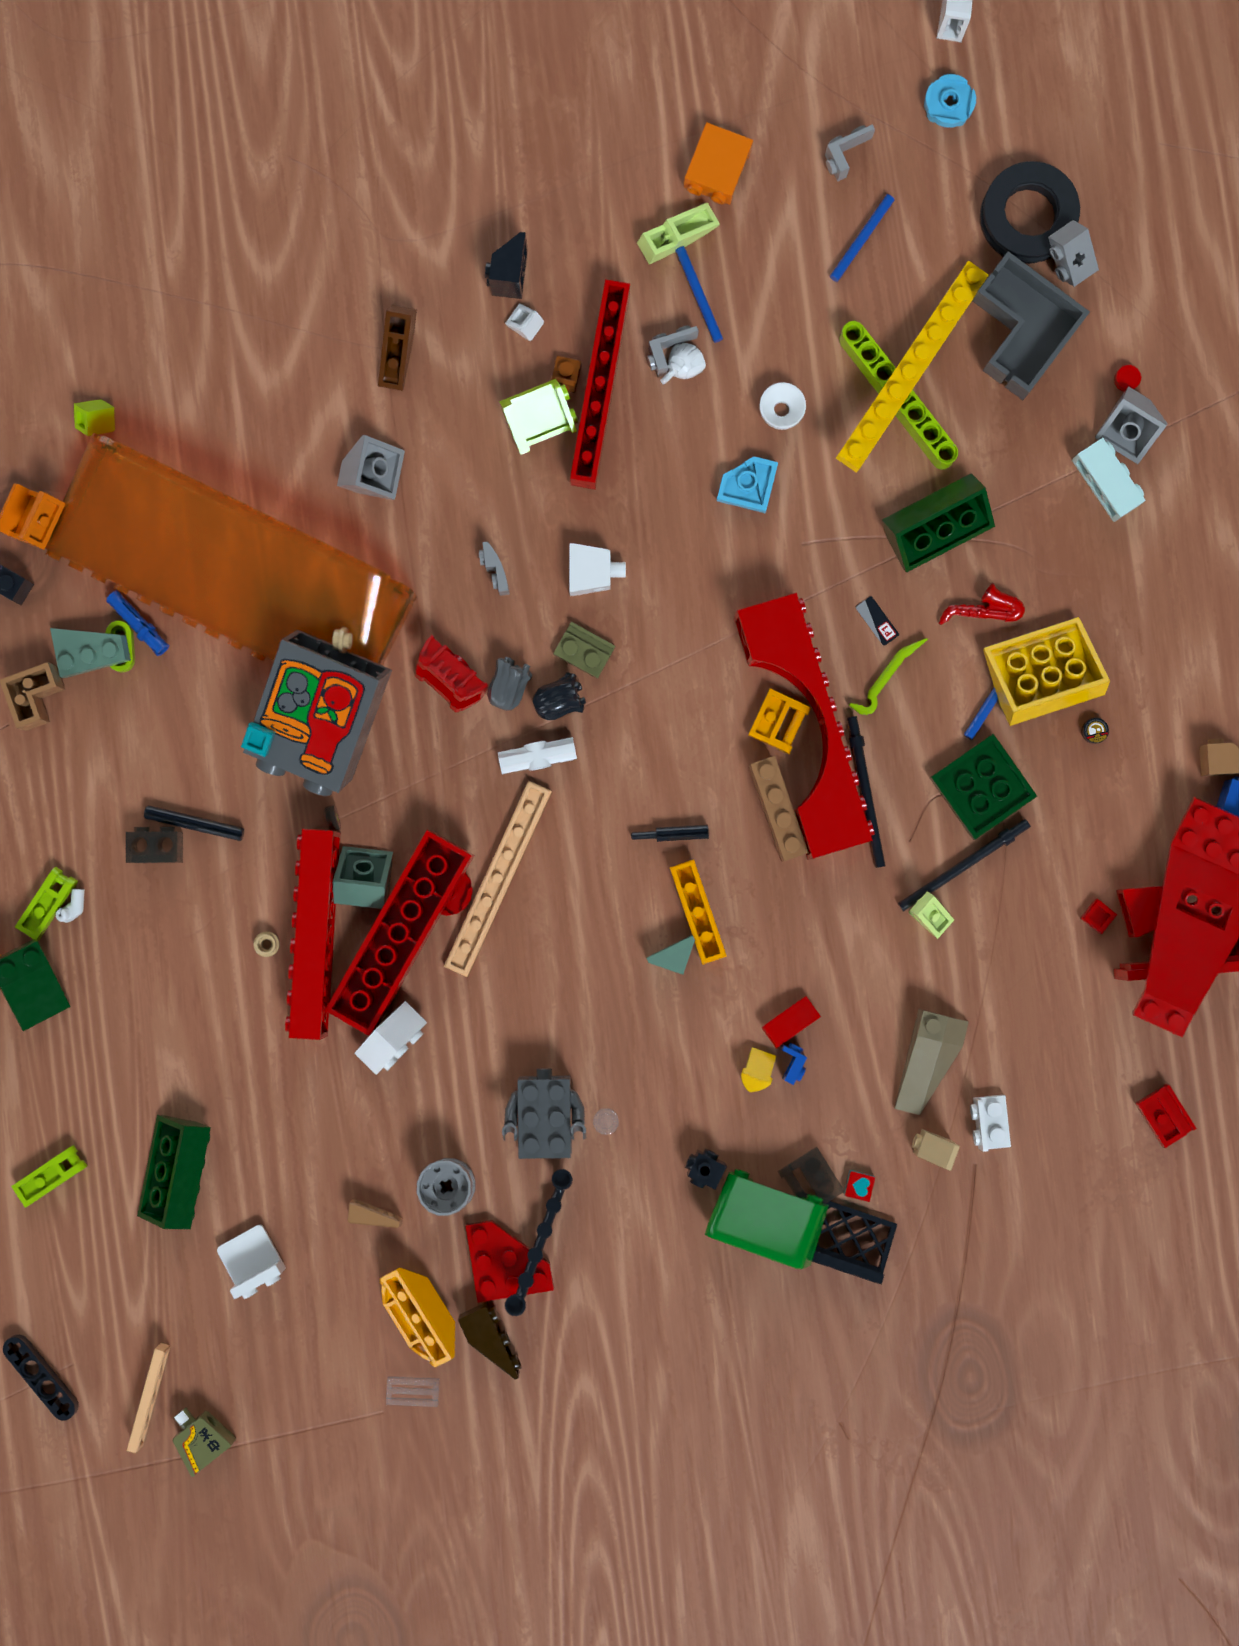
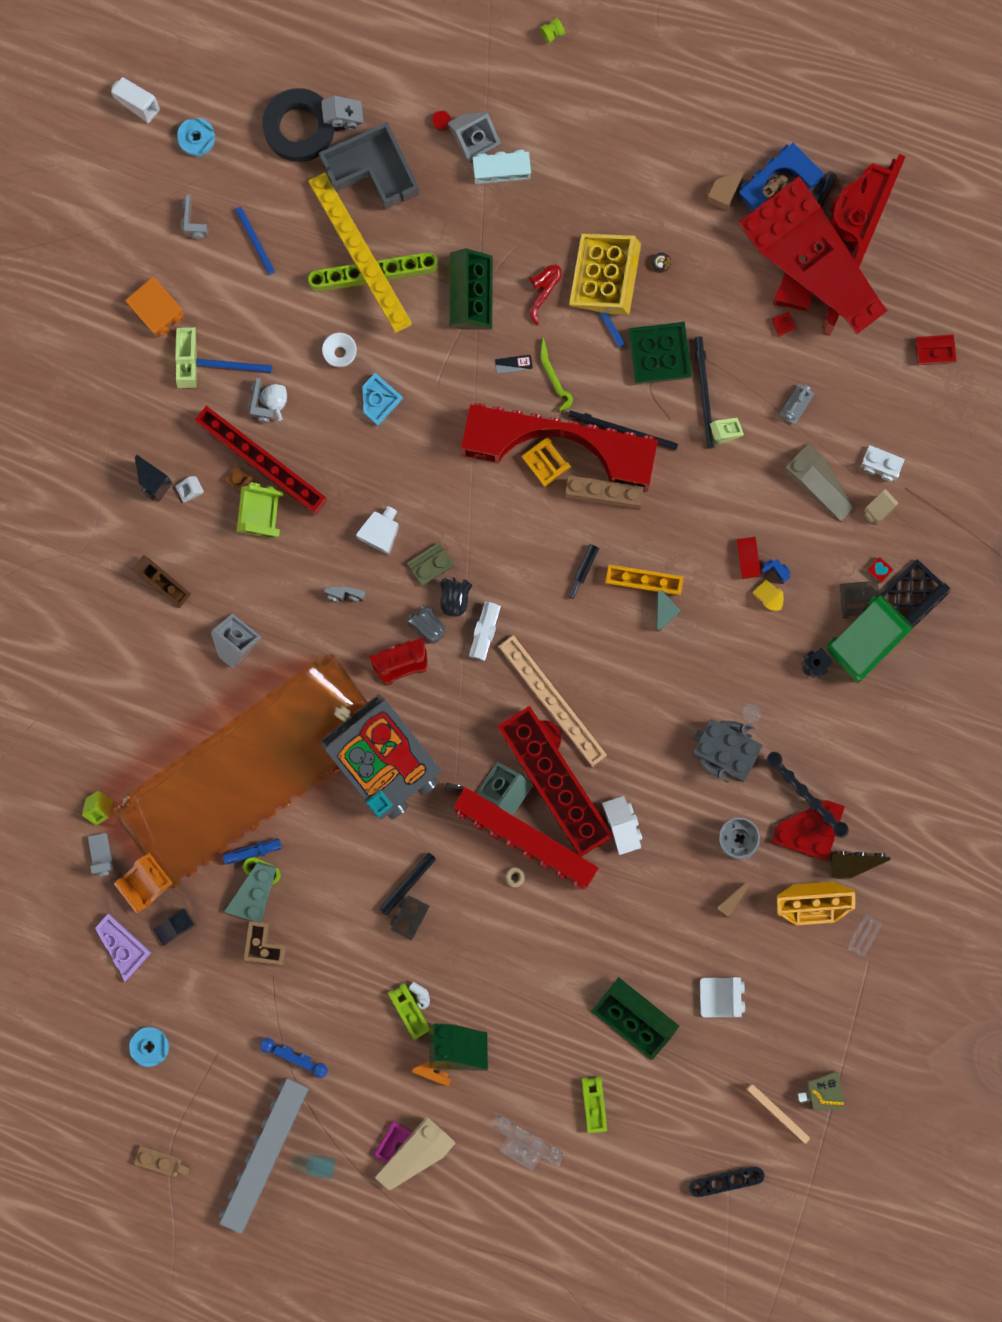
camera: 60 degrees left, 5 degrees down
(40, 452) = (100, 855): none -> light grey bracket
(1009, 982) = (797, 403): none -> light grey hinge

